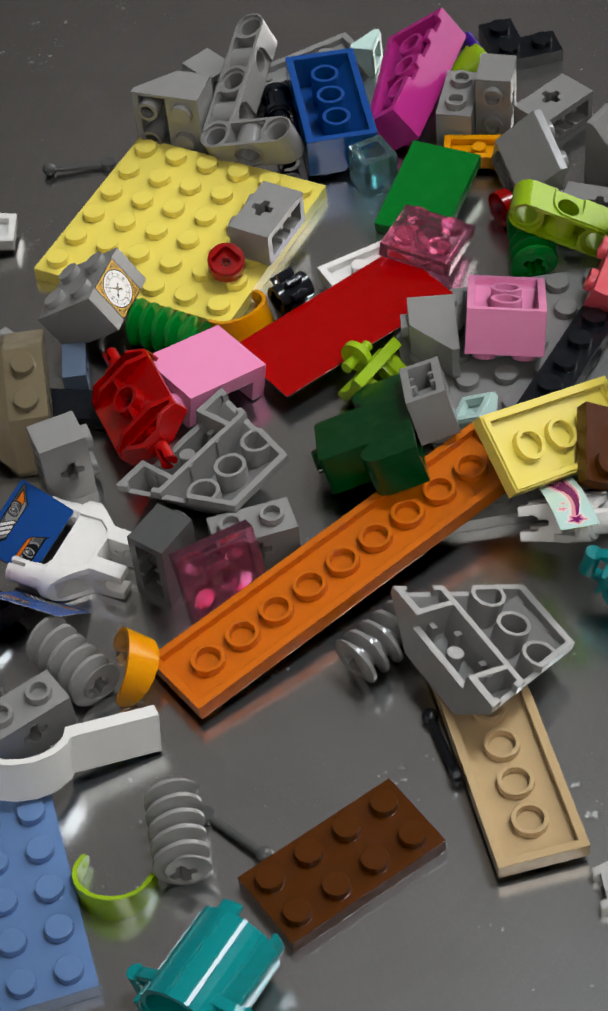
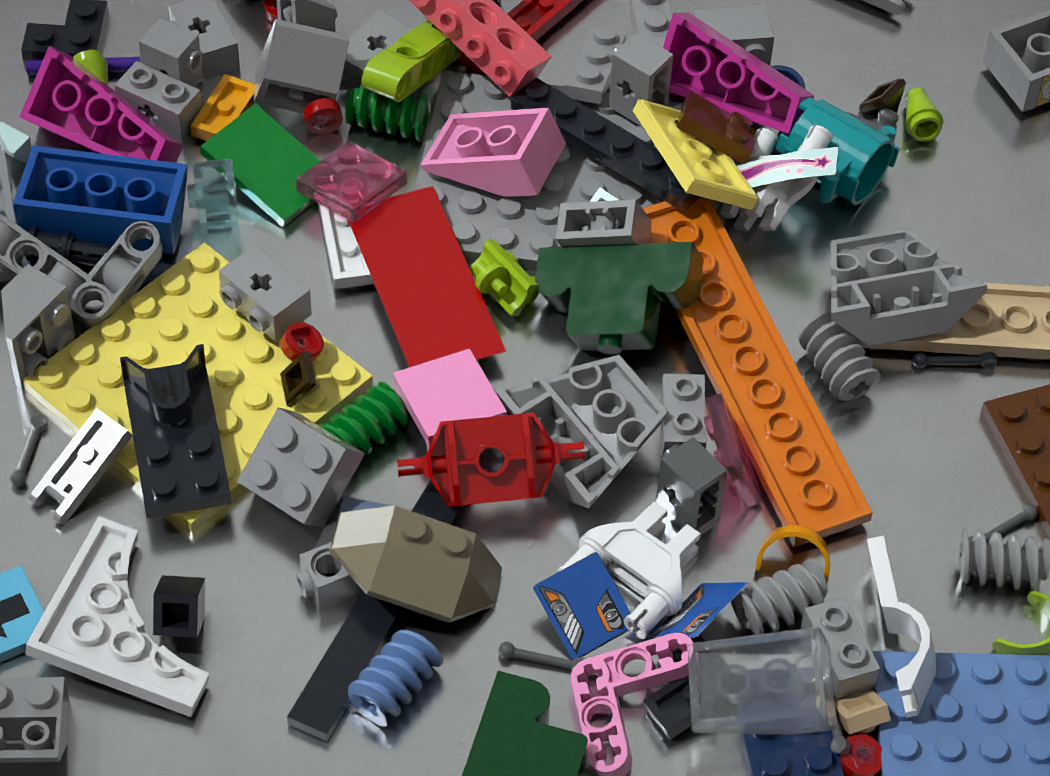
camera: 80 degrees left, 5 degrees up
(63, 189) = (81, 465): none -> hinge
(63, 456) = (524, 542): light grey brick -> none
(115, 219) = (176, 436): none -> black plate
(187, 275) = (299, 379): none -> dark brown slope
(250, 323) = (366, 338): light orange helmet -> none
(290, 290) = (359, 309): black gear -> none
(433, 330) = (498, 207): light grey slope -> none

